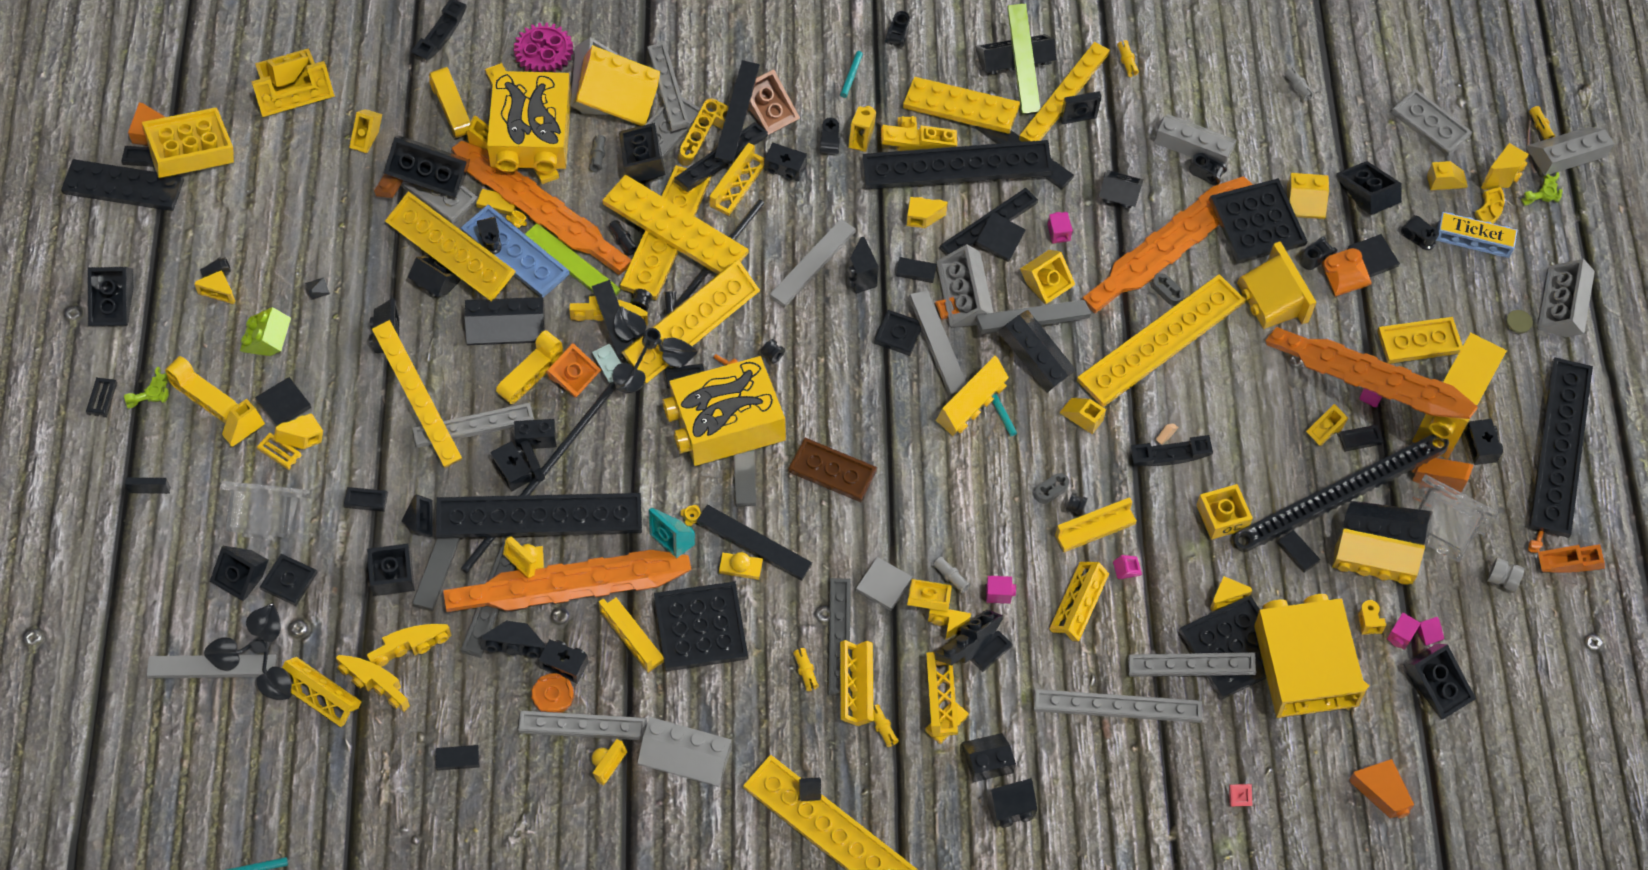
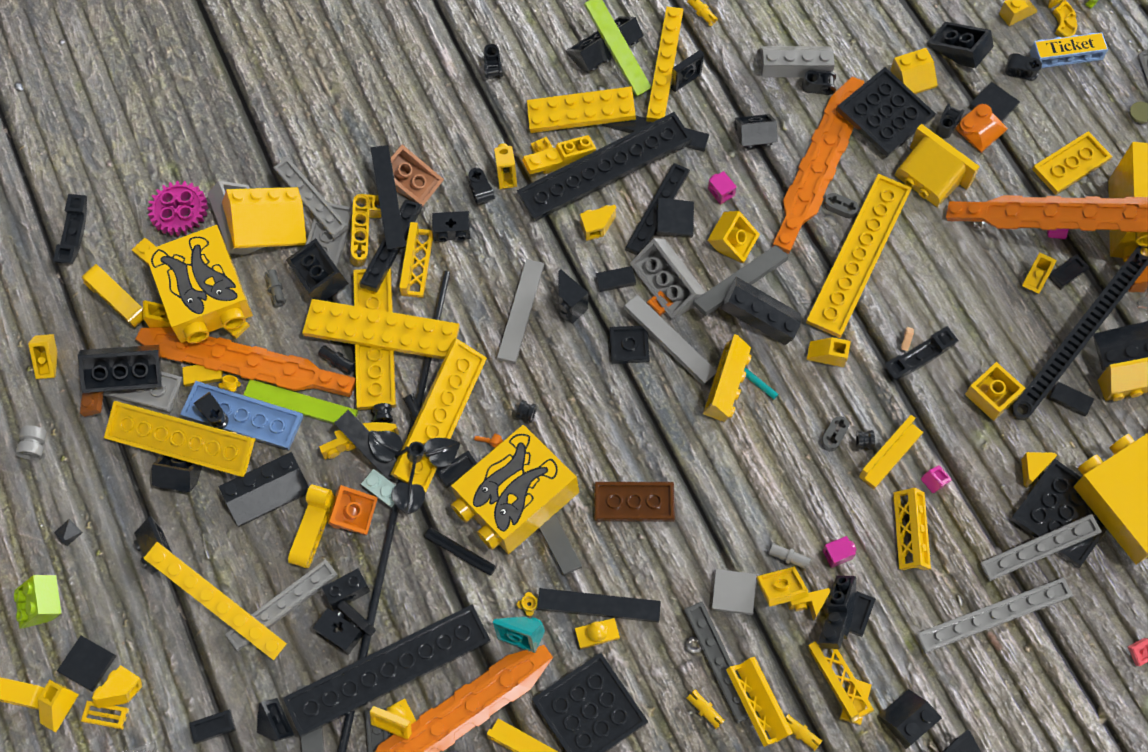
camera: 20 degrees left, 5 degrees up
(320, 199) = (30, 442): none -> light grey wheel
(652, 445) = (460, 551): none -> black axle
(851, 74) = (469, 119): teal bar -> none

